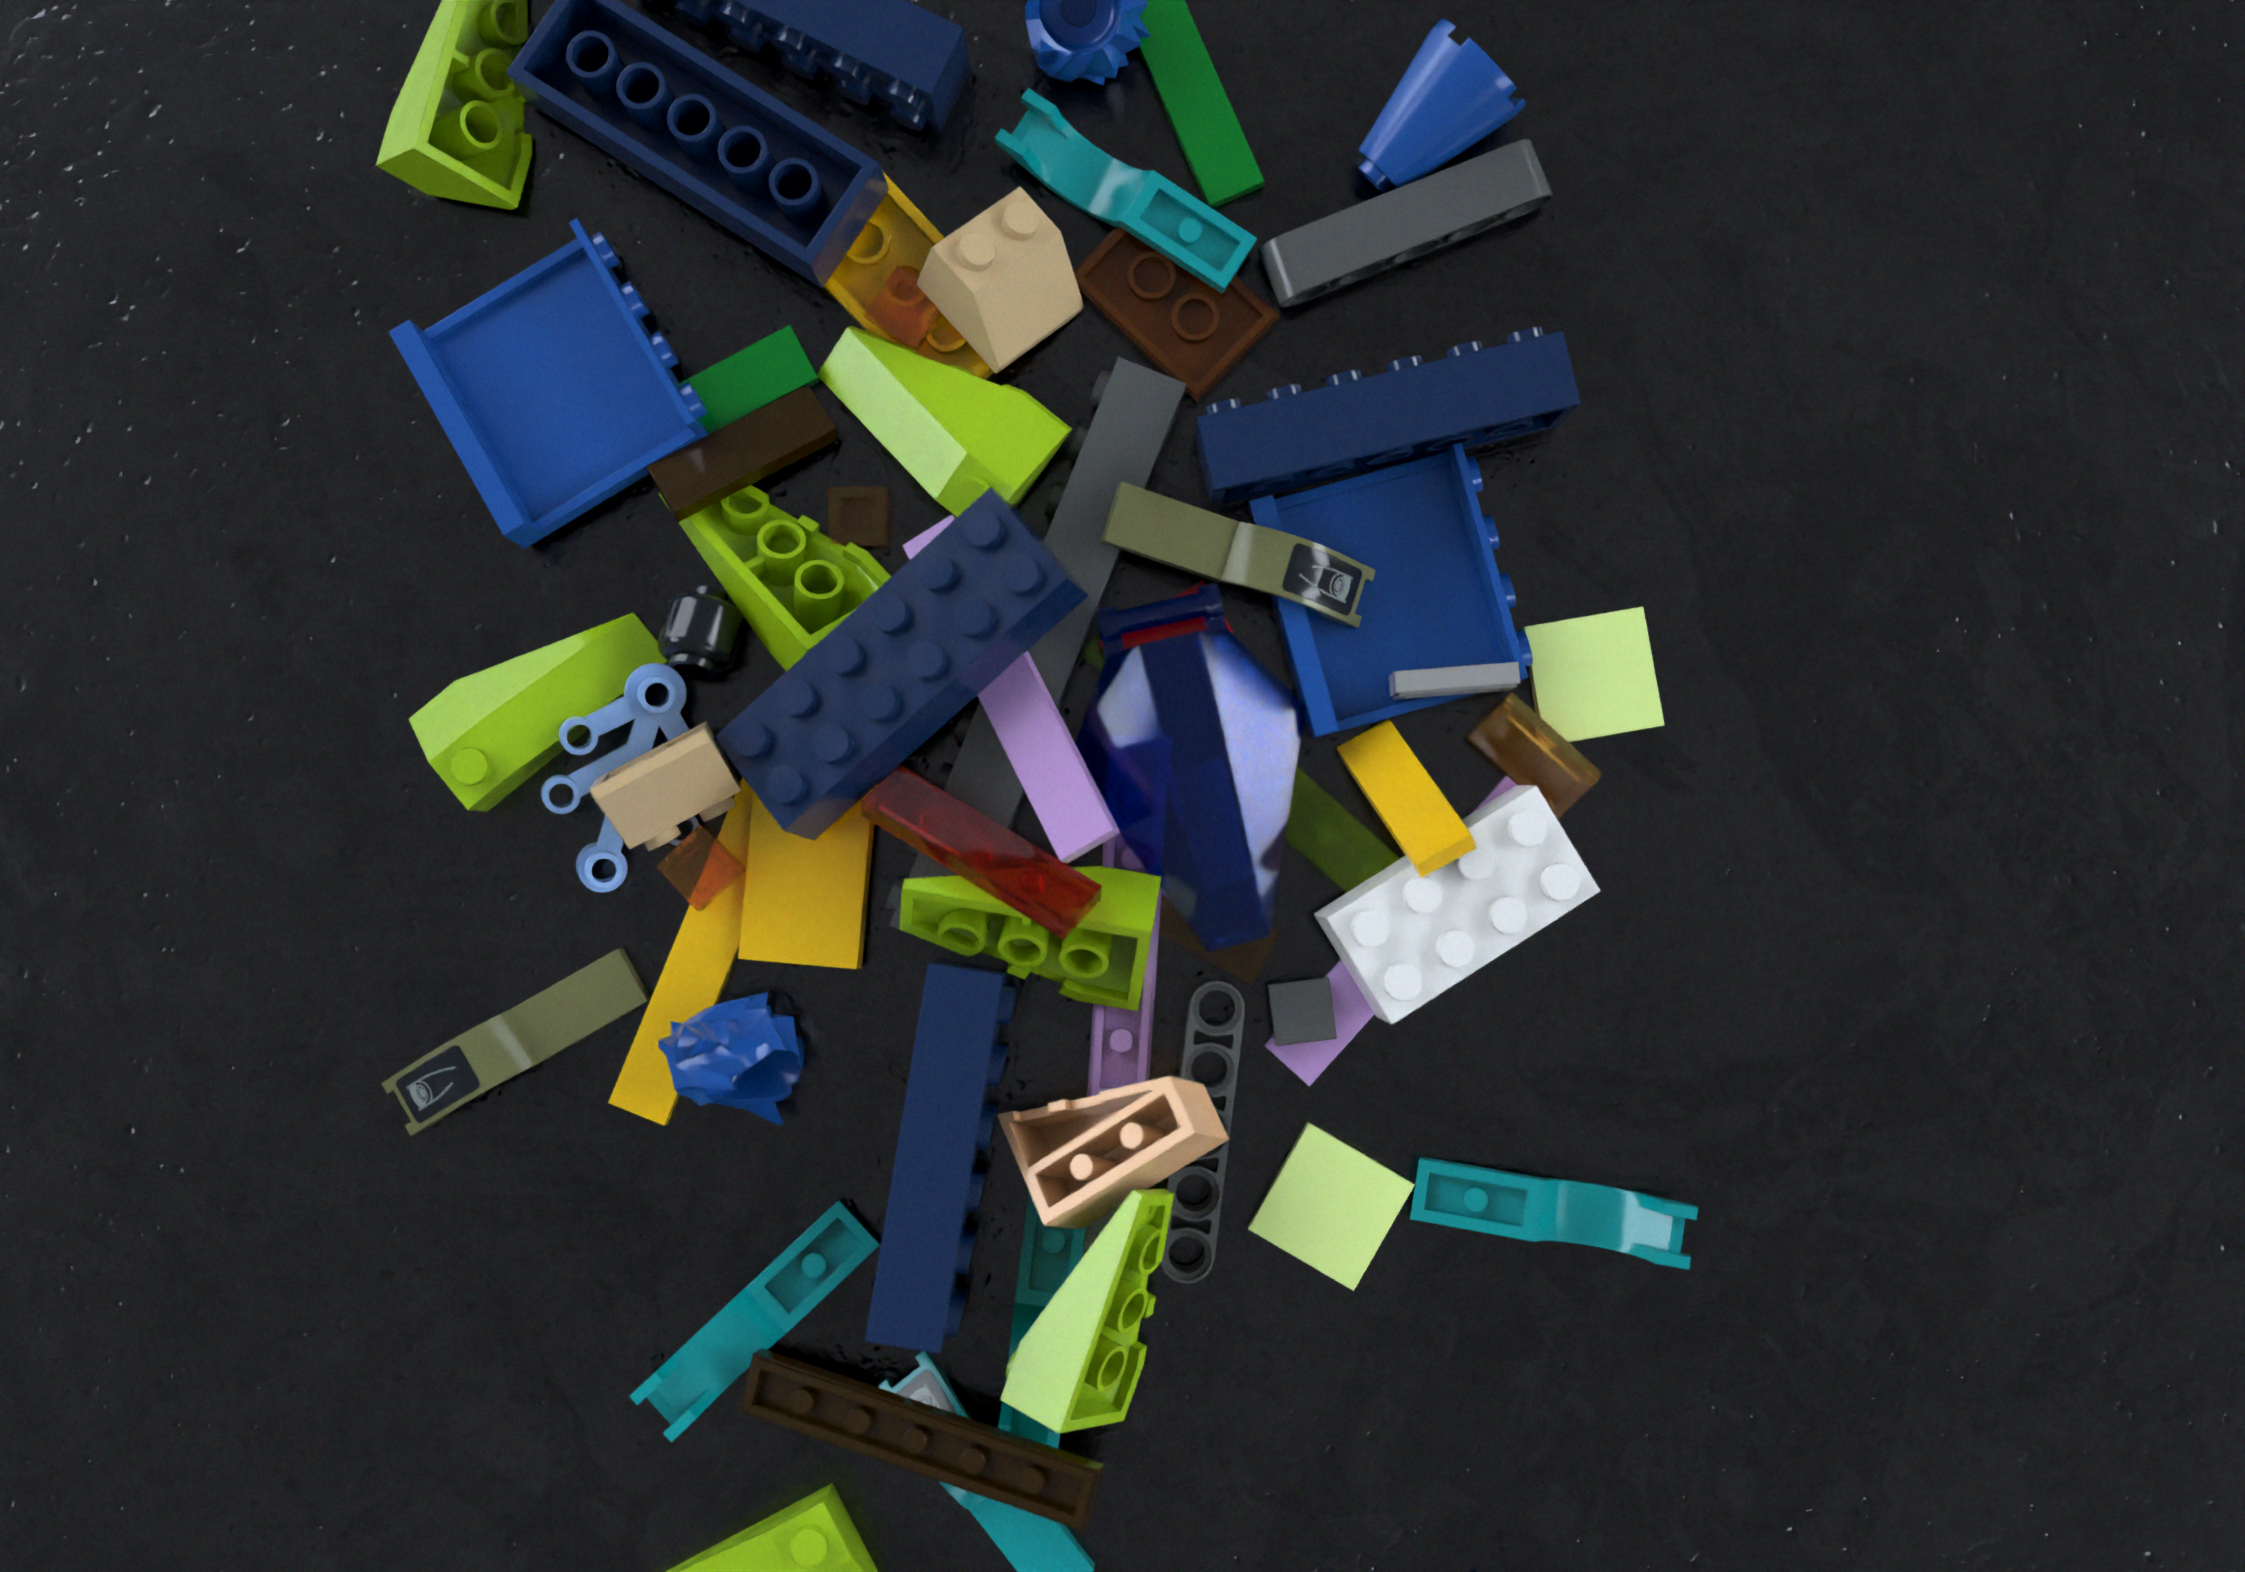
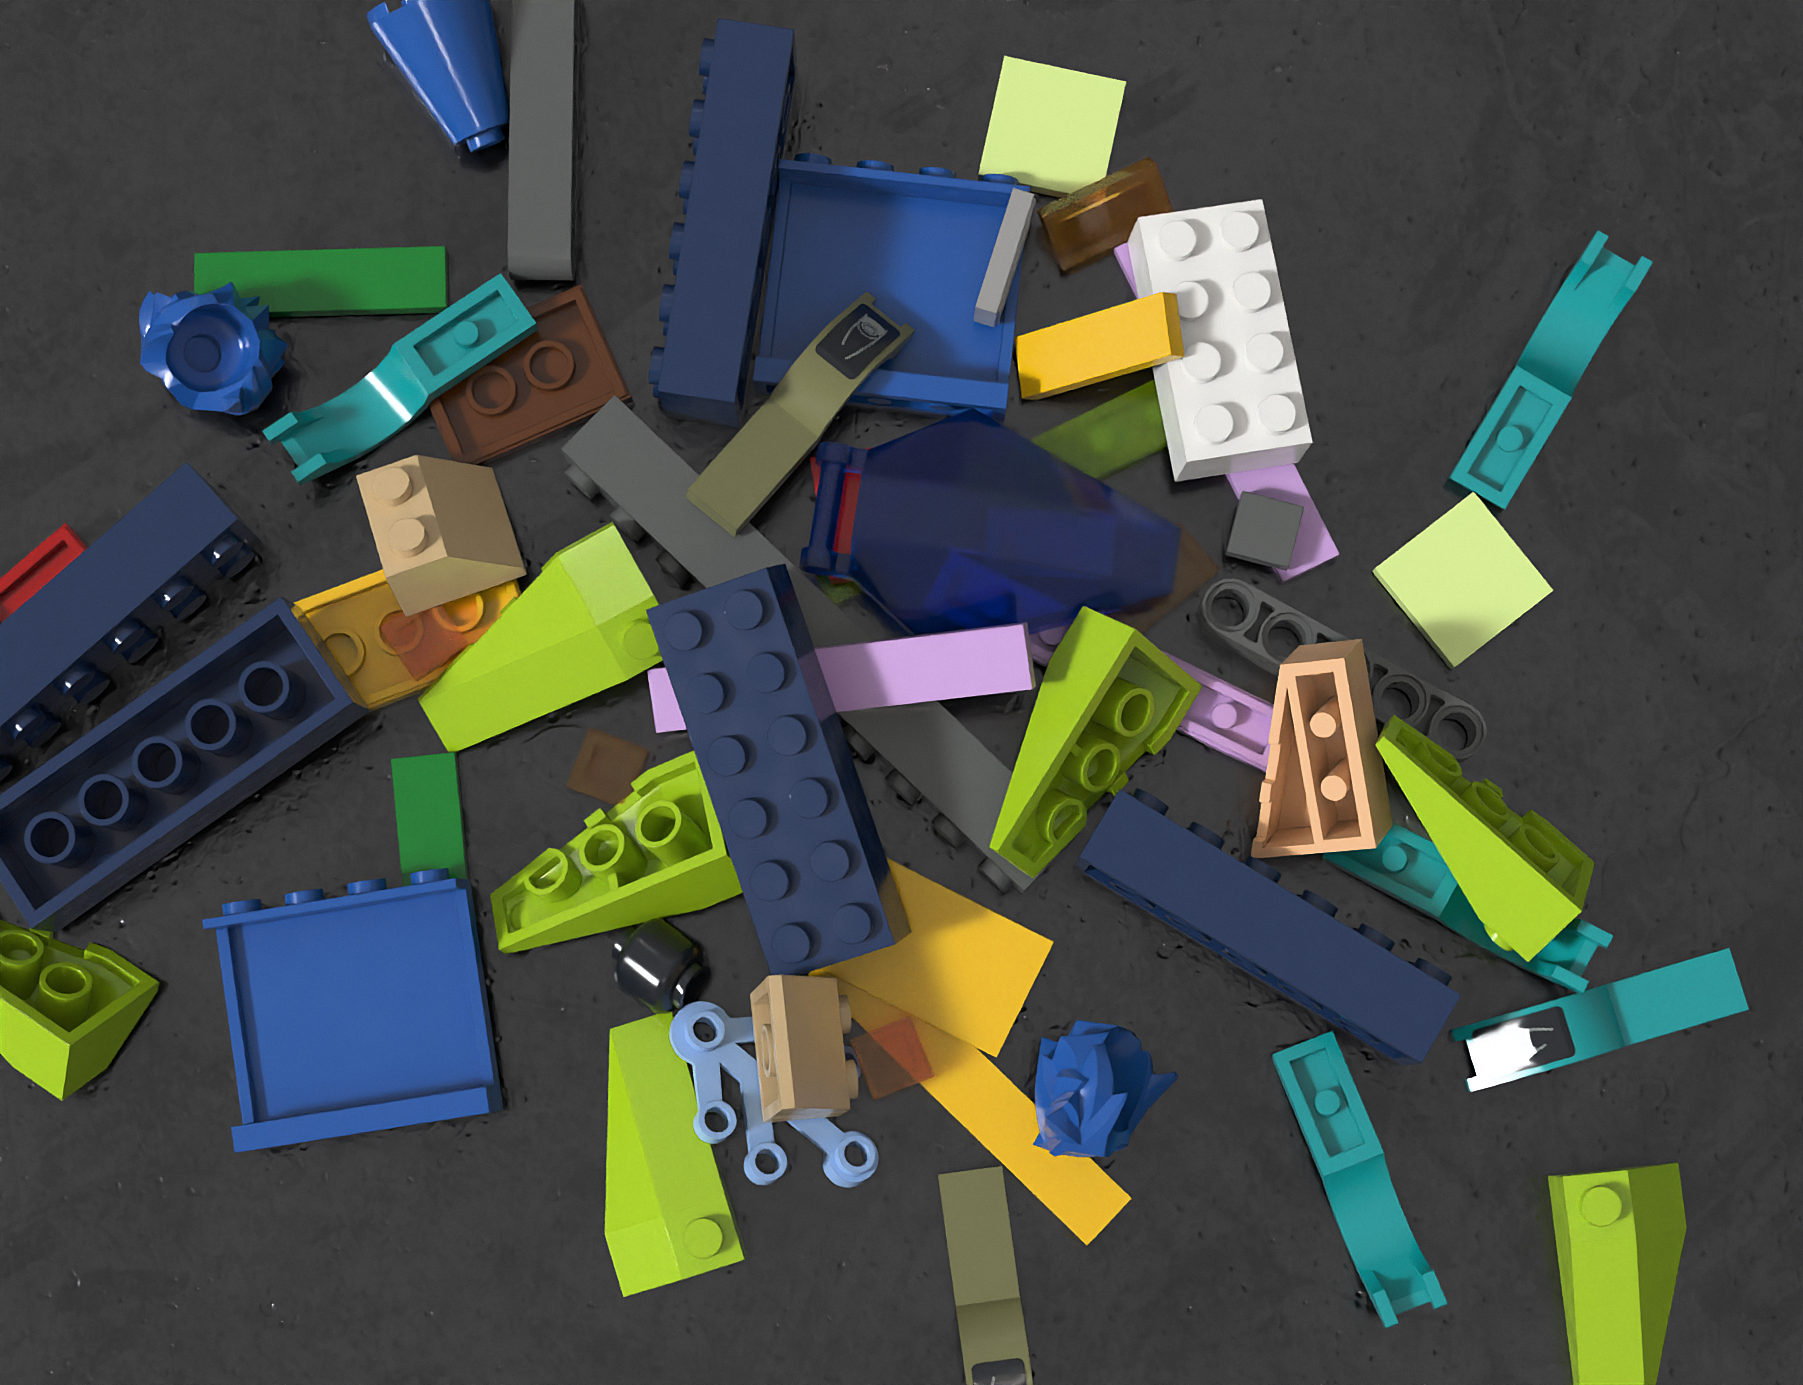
camera: 70 degrees left, 5 degrees down
(742, 453) = (499, 853): dark brown tile -> none
(922, 1439) = (1536, 1057): dark brown tile -> none
(981, 851) = (990, 764): clear red tile -> none

